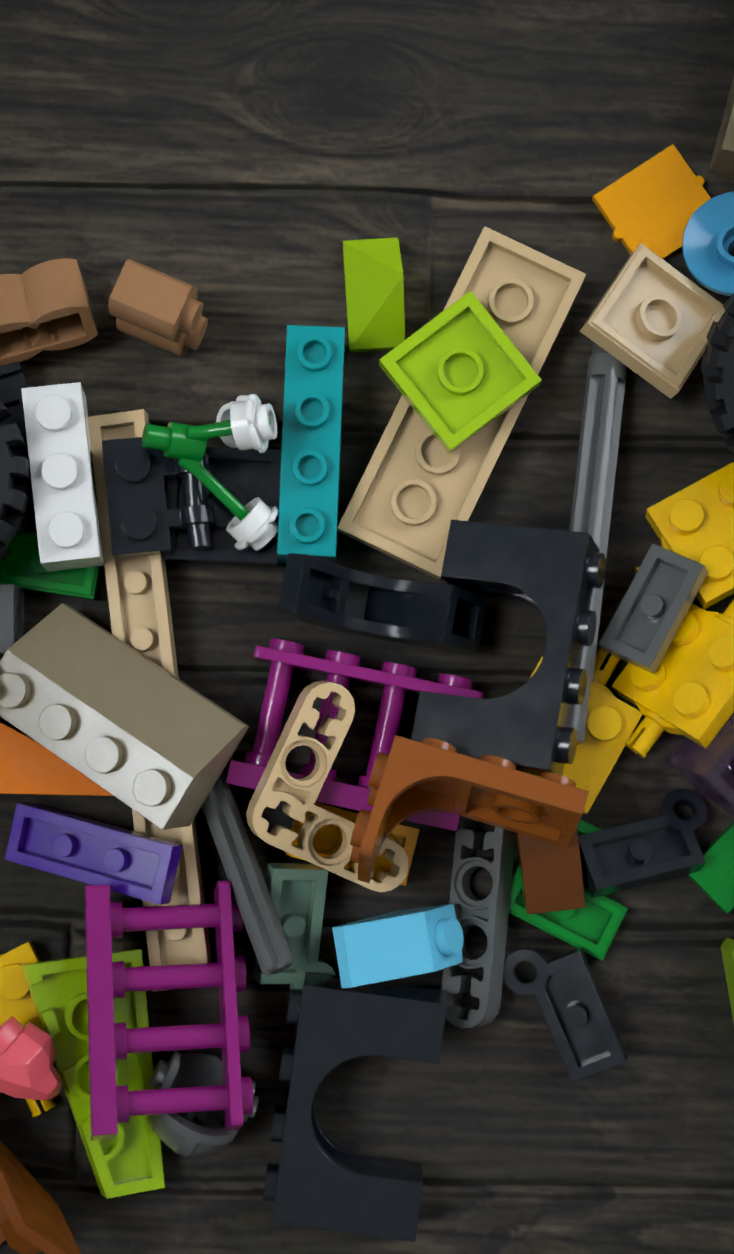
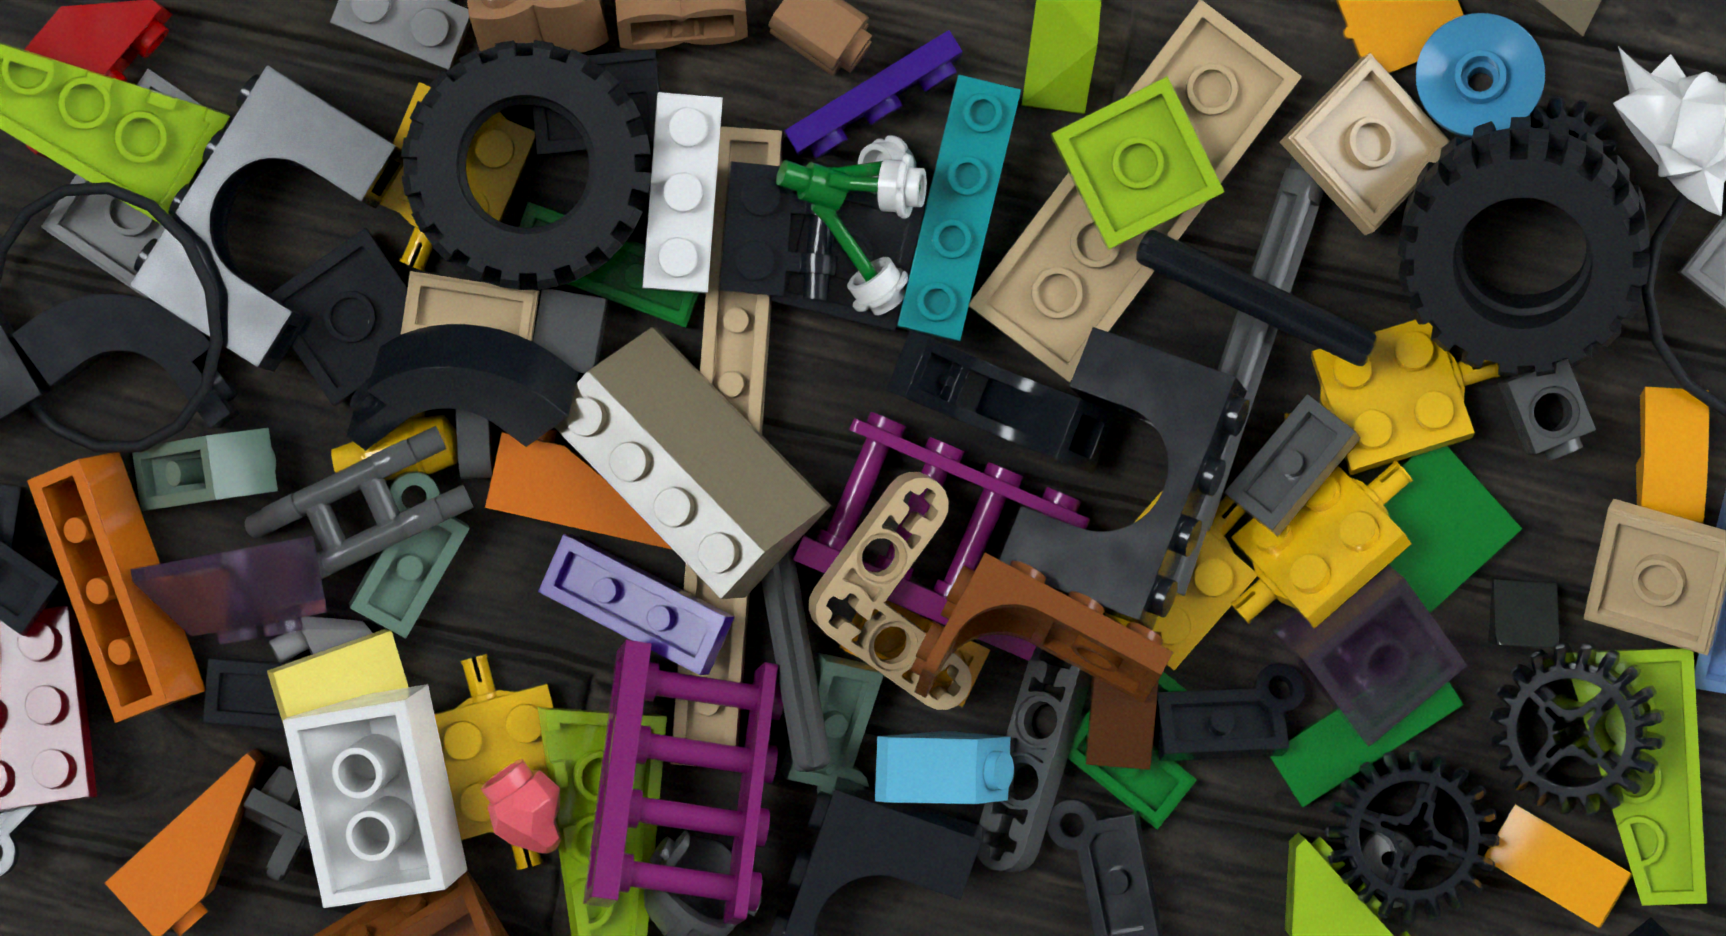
camera: 15 degrees right, 5 degrees up
(220, 363) = (875, 97): none -> dark purple plate
(590, 466) = (1256, 298): none -> black axle

